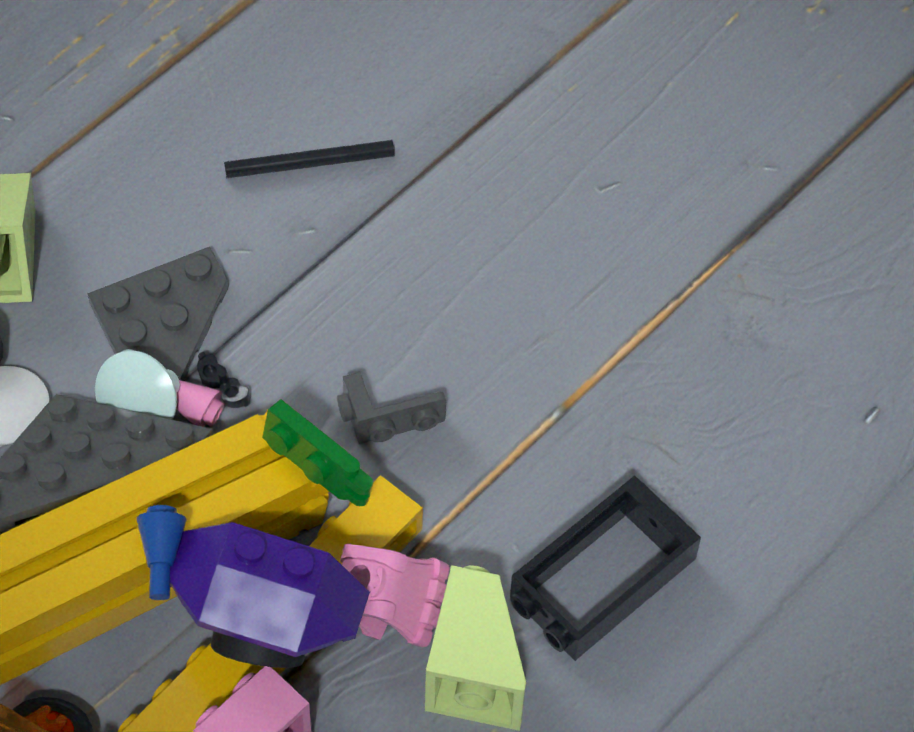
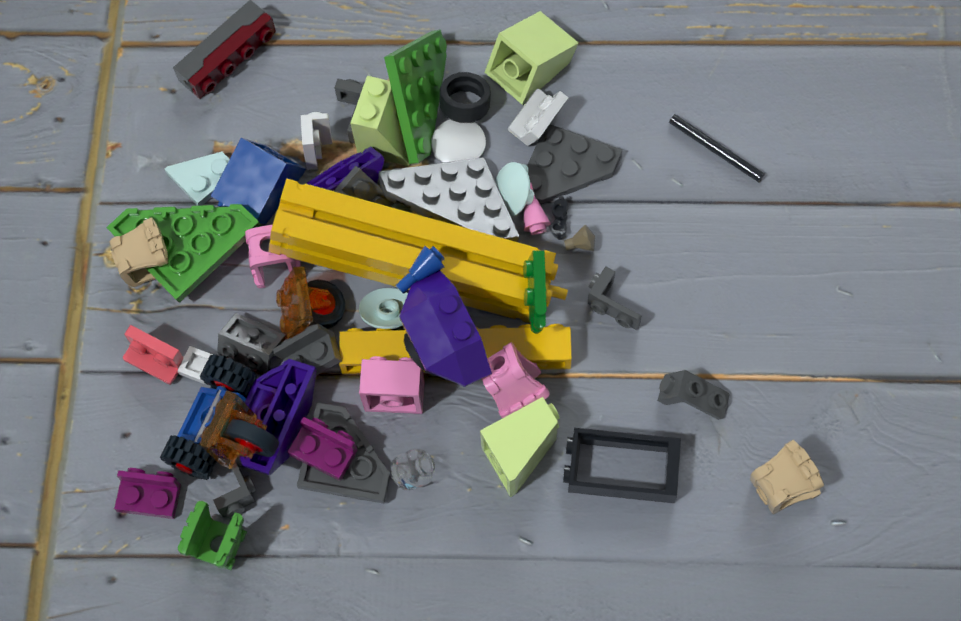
camera: 55 degrees right, 10 degrees up
(72, 292) = (536, 116): none -> white bracket
(137, 661) = (382, 308): none -> light aqua dish
(276, 379) = (582, 239): none -> dark tan rock
(579, 419) = (694, 391): none -> dark grey bracket
(783, 410) = (787, 478): none -> tan piece

